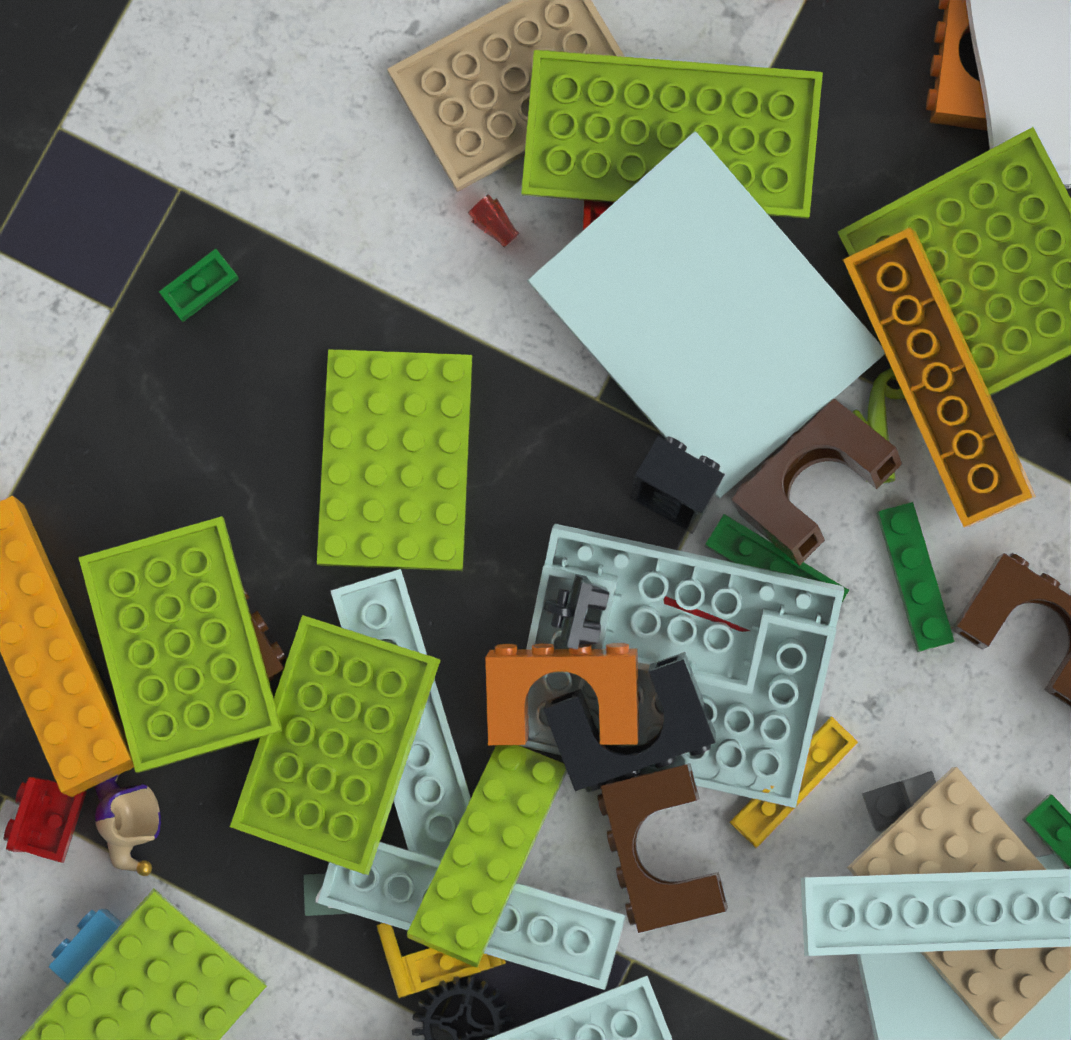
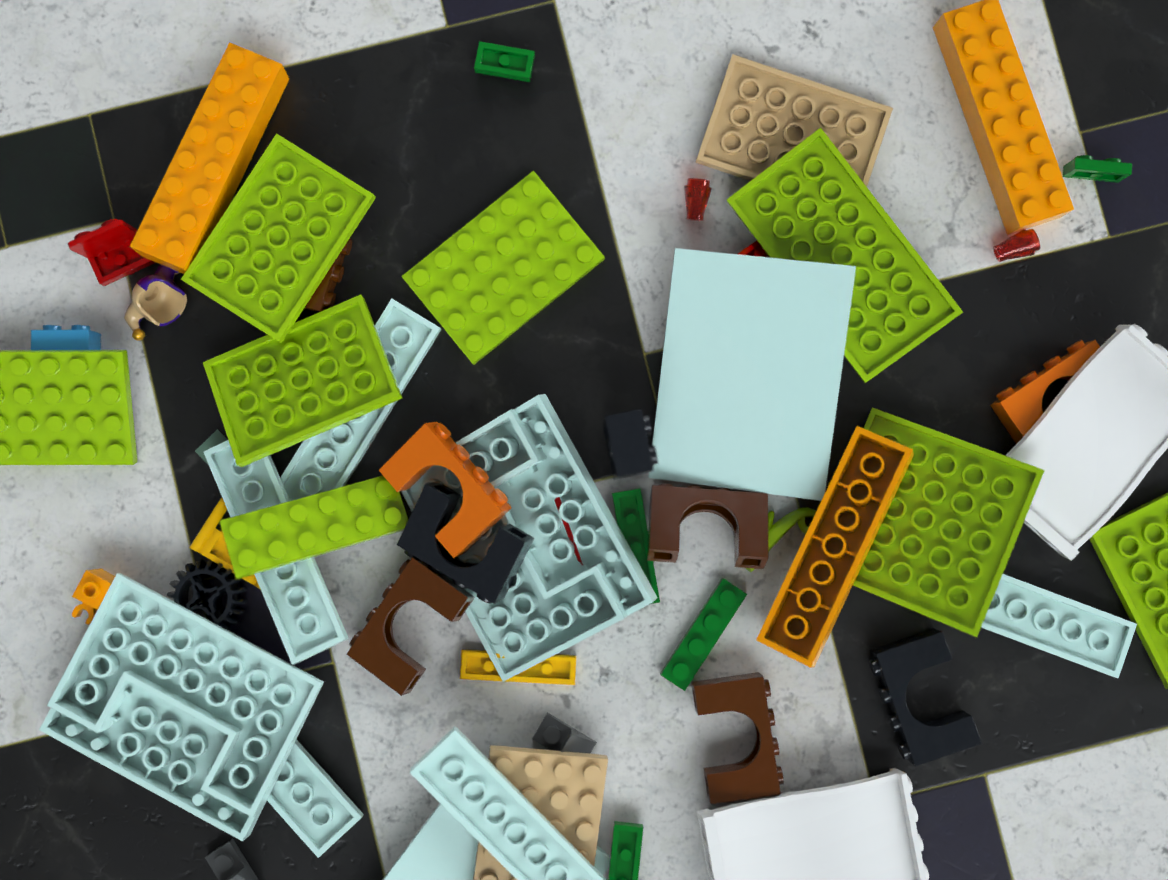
camera: 45 degrees right, 5 degrees up
(575, 627) = (490, 461): black hips -> none

